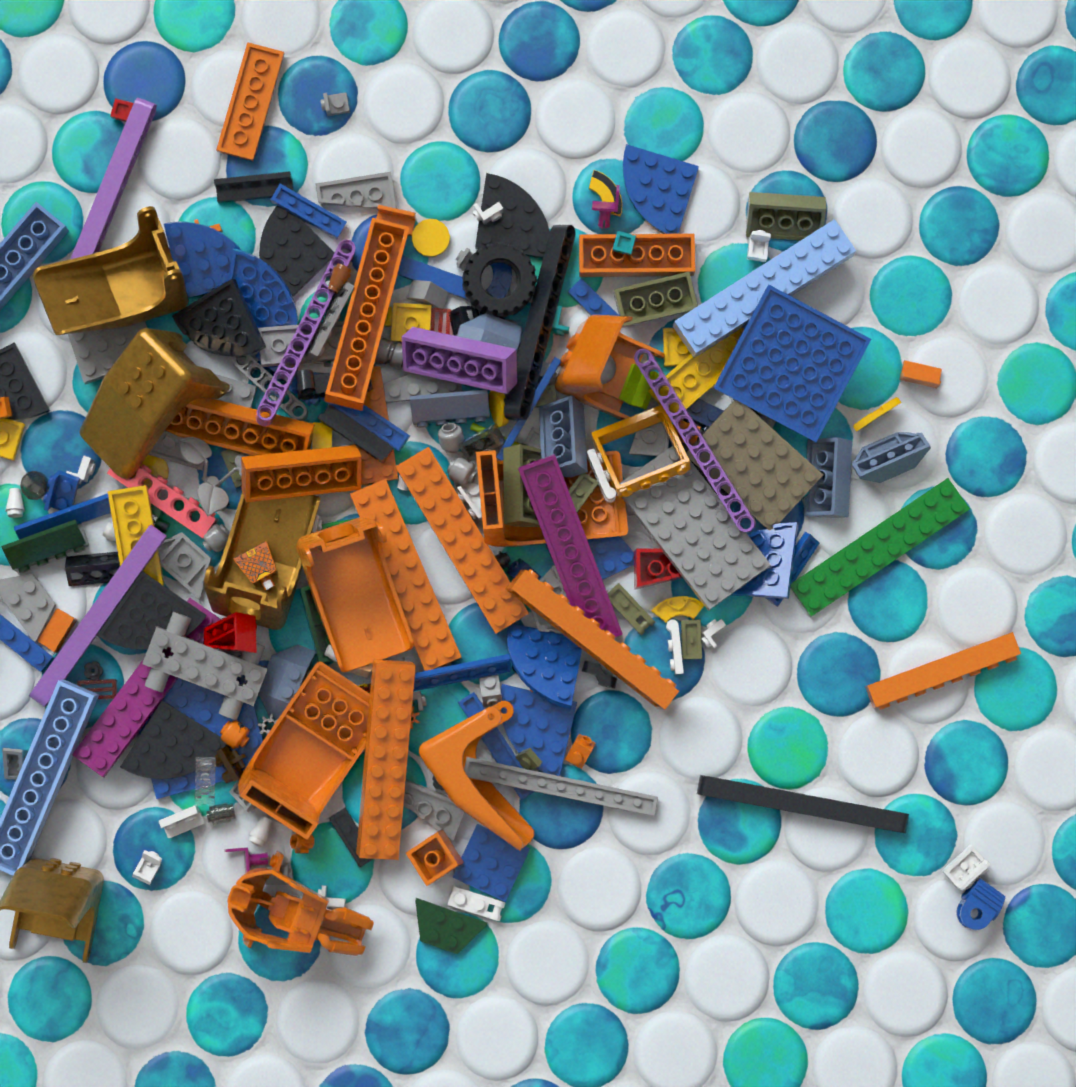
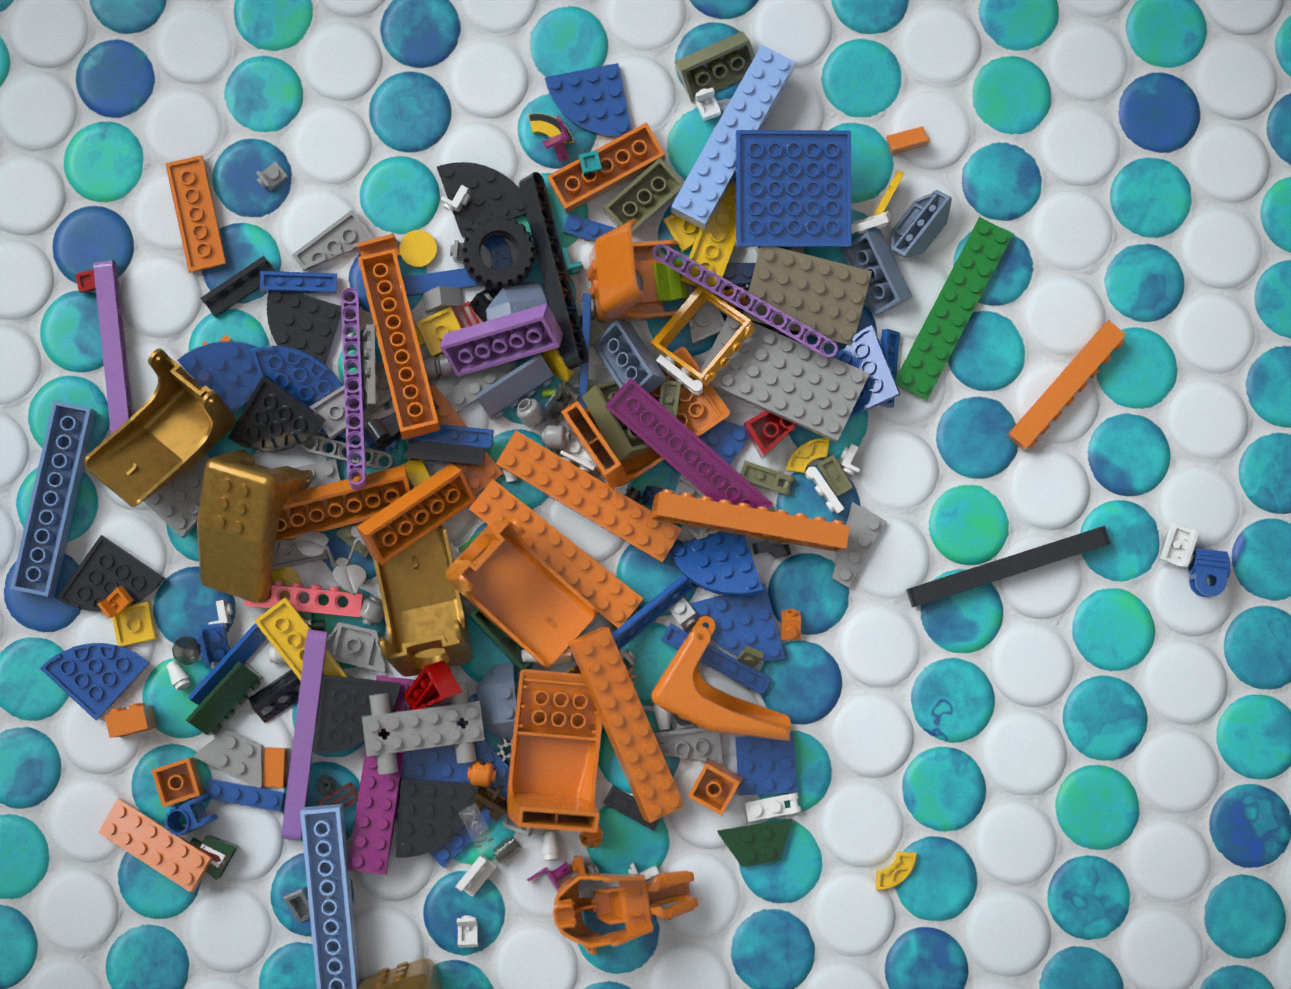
camera: 20 degrees left, 0 degrees up
(258, 565) = (422, 614): torso -> none
(338, 278) = (357, 325): dark orange cone -> none
(421, 772) = (663, 718): none -> white cone
(555, 1021) = (896, 872): none -> yellow tile
(561, 786) = (791, 664): light grey plate -> none
(685, 706) = (862, 534): none -> light grey wing
(838, 429) = (863, 225): none -> white plate

